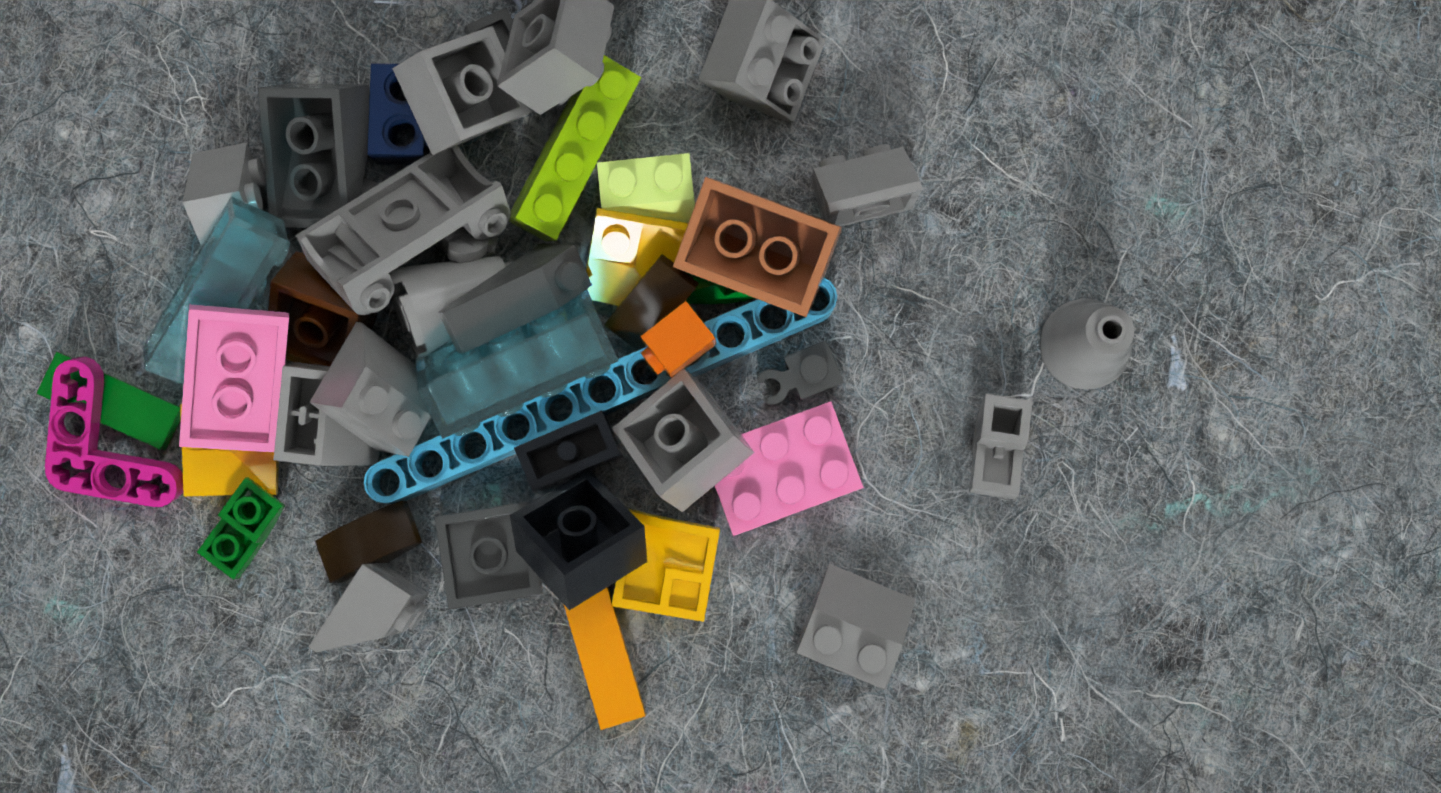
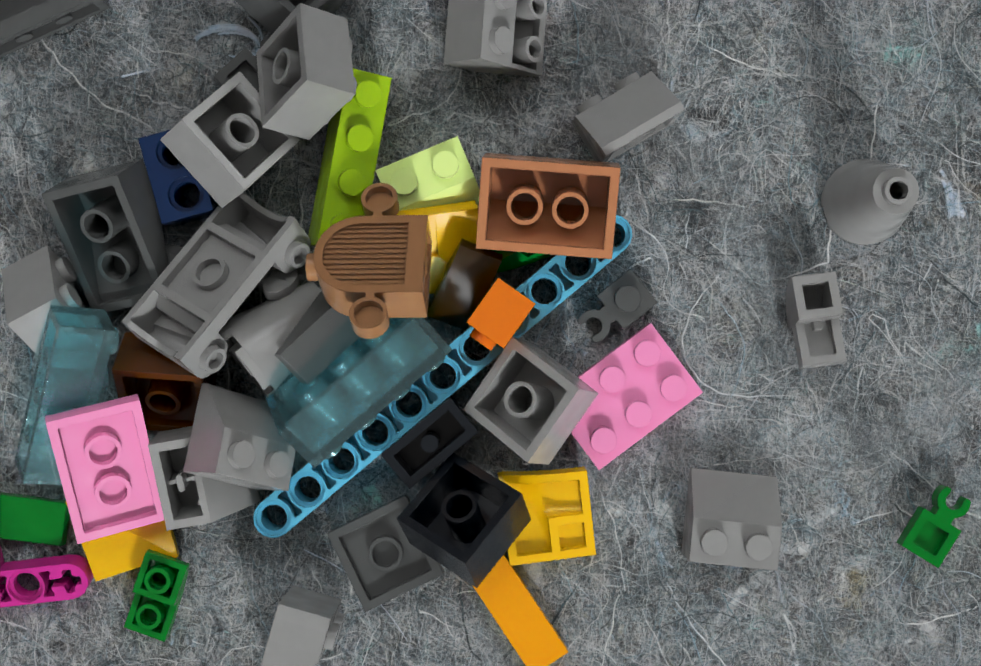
camera: 20 degrees left, 5 degrees up
(368, 540) = (274, 572): dark brown slope -> none
(567, 249) = (375, 264): none -> medium nougat piece
(1058, 704) = (931, 532): none -> green plate

